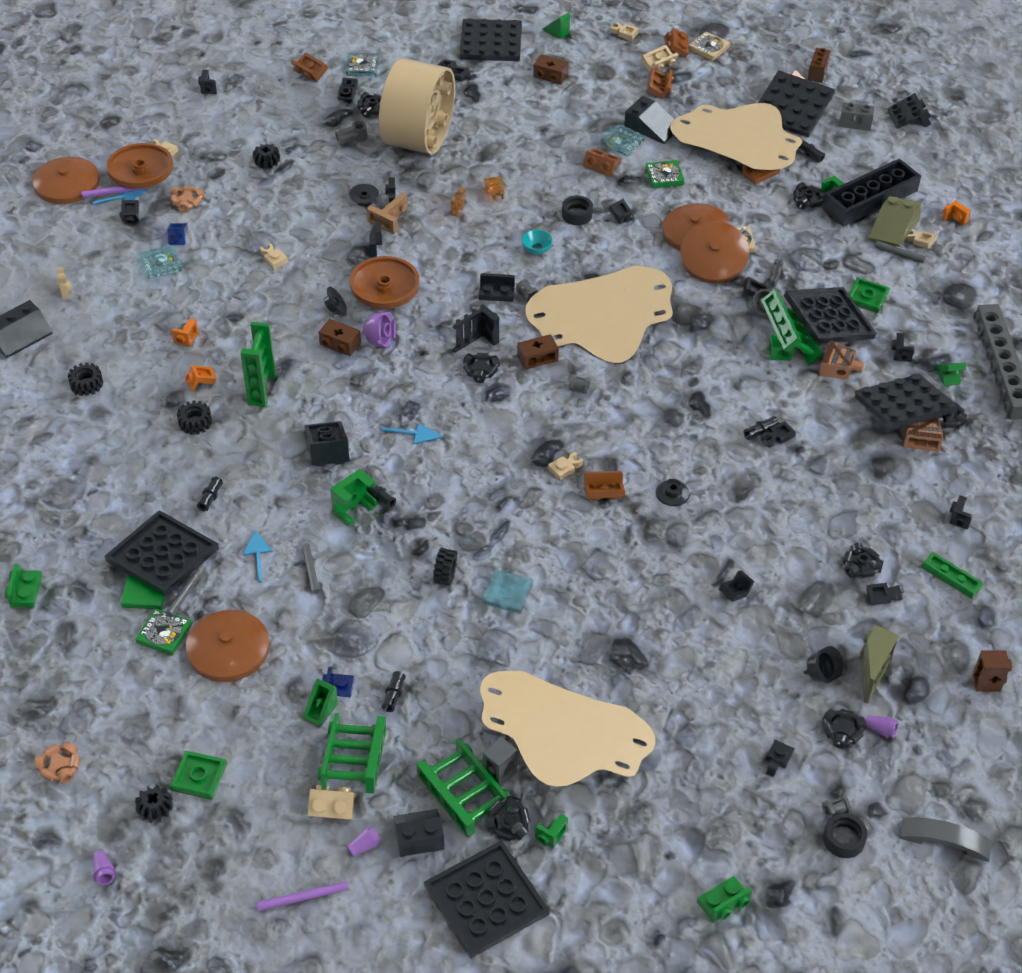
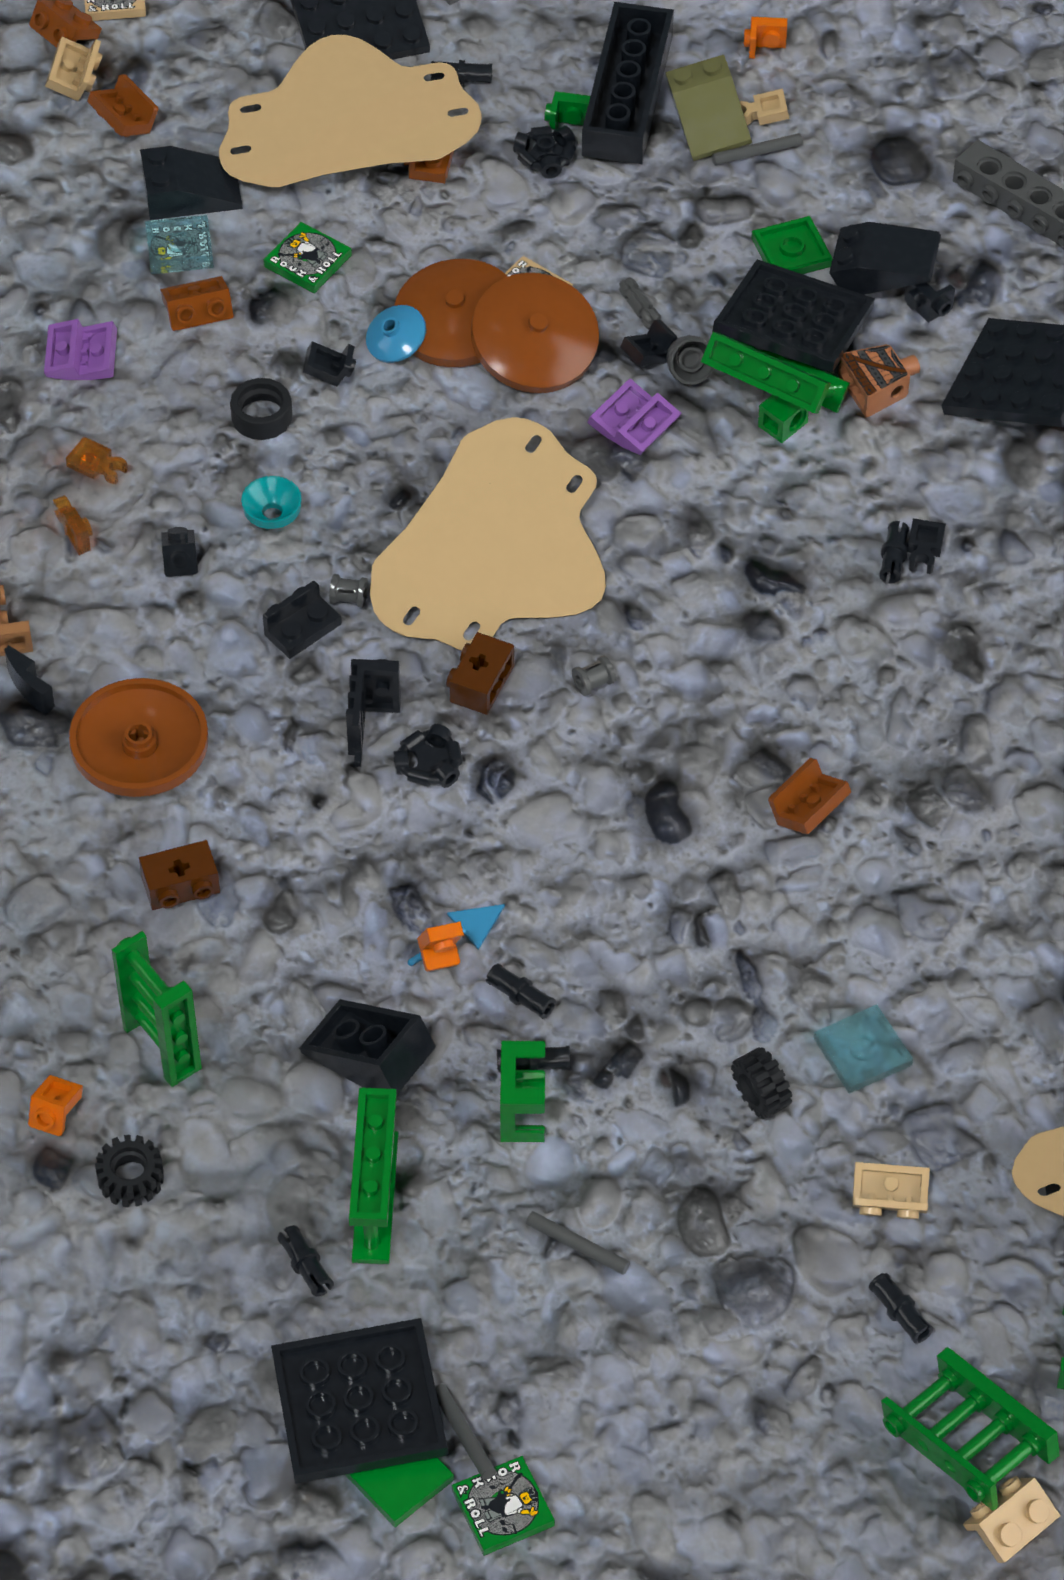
camera: 45 degrees left, 5 degrees up
(227, 645) = (611, 1445): dark orange dish -> none
(255, 469) = (374, 1176): none -> green fence
(256, 546) = (464, 1276): dark azure piece -> none
(321, 702) = (837, 1406): green slope -> none
(334, 301) = (100, 827): black piece -> none
(343, 683) = (820, 1362): clear blue bracket -> none
(380, 329) = (224, 817): medium lavender cylinder -> none
(396, 428) = (439, 946): none -> orange bracket
(405, 467) = (520, 991): none -> black pin
(446, 646) = (890, 1188): none -> tan bracket
(483, 234) = (179, 552): none -> black bracket
(539, 150) = (80, 351): none -> medium lavender slope
(564, 467) = (717, 813): tan plate -> none
(662, 219) = (402, 340): none -> dark azure dish
(672, 492) = (890, 736): black piece -> none
(719, 309) = (634, 417): none -> medium lavender slope
(895, 317) = (883, 257): none -> black slope
(950, 373) = (1022, 284): green slope -> none

